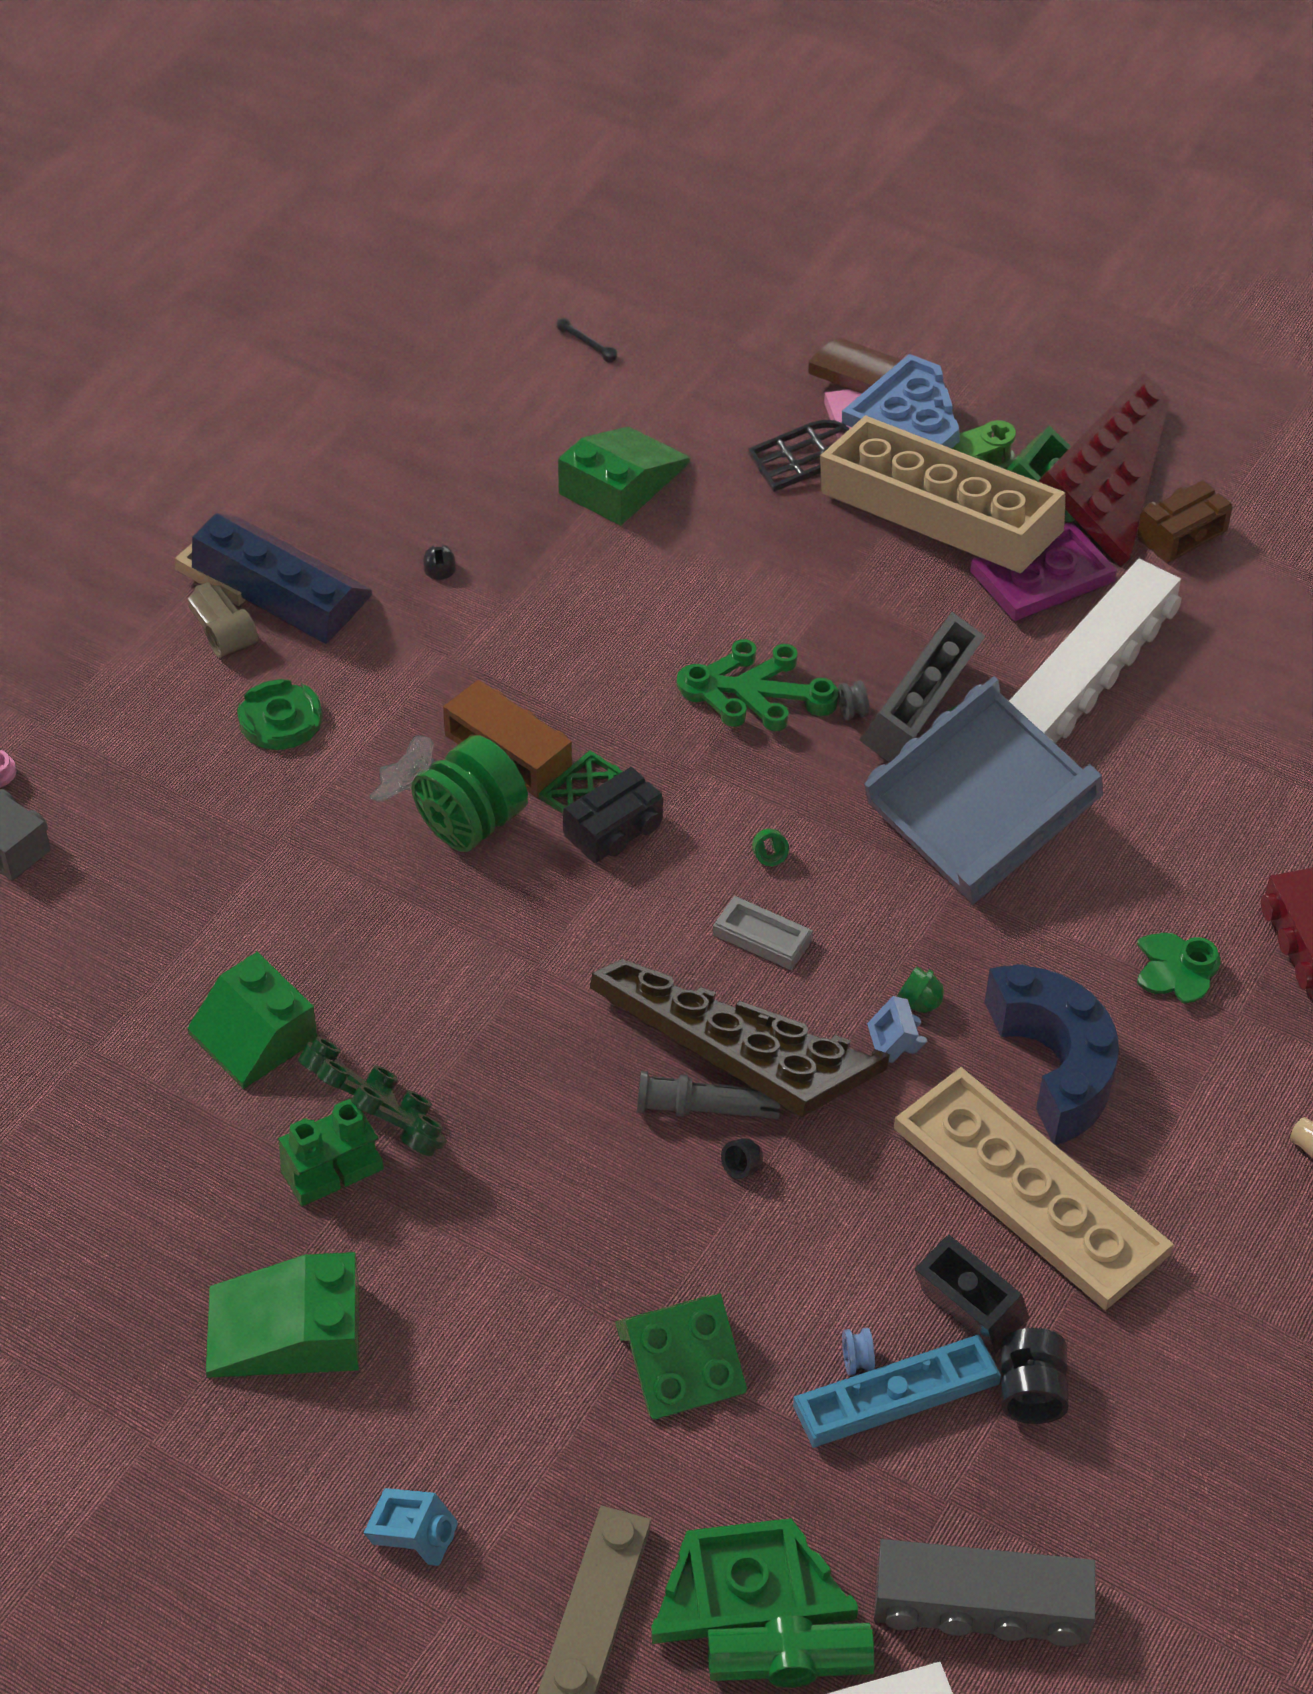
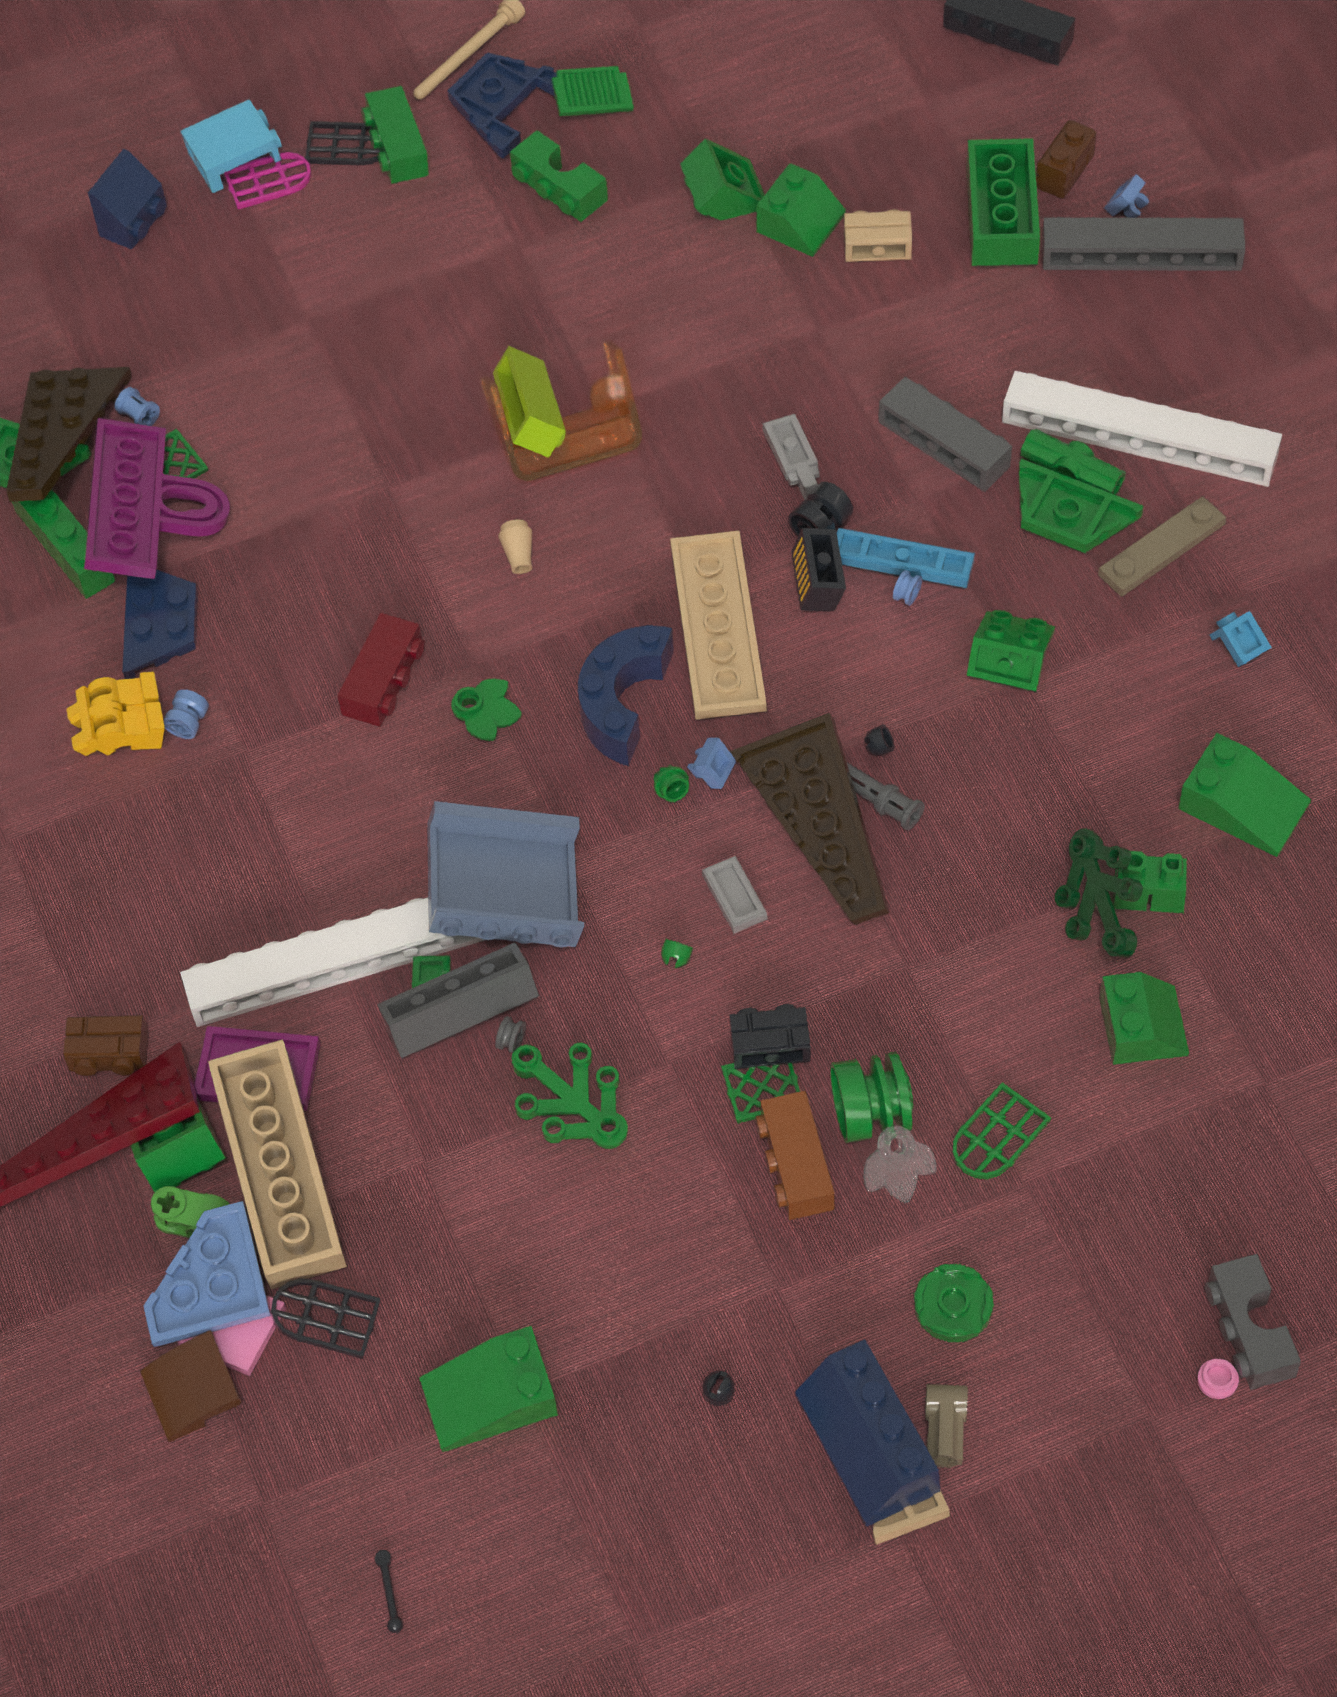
camera: 140 degrees left, 10 degrees up
(322, 874) = (1012, 1130): none -> green window
(1142, 1451) = (793, 452): none -> light grey hinge

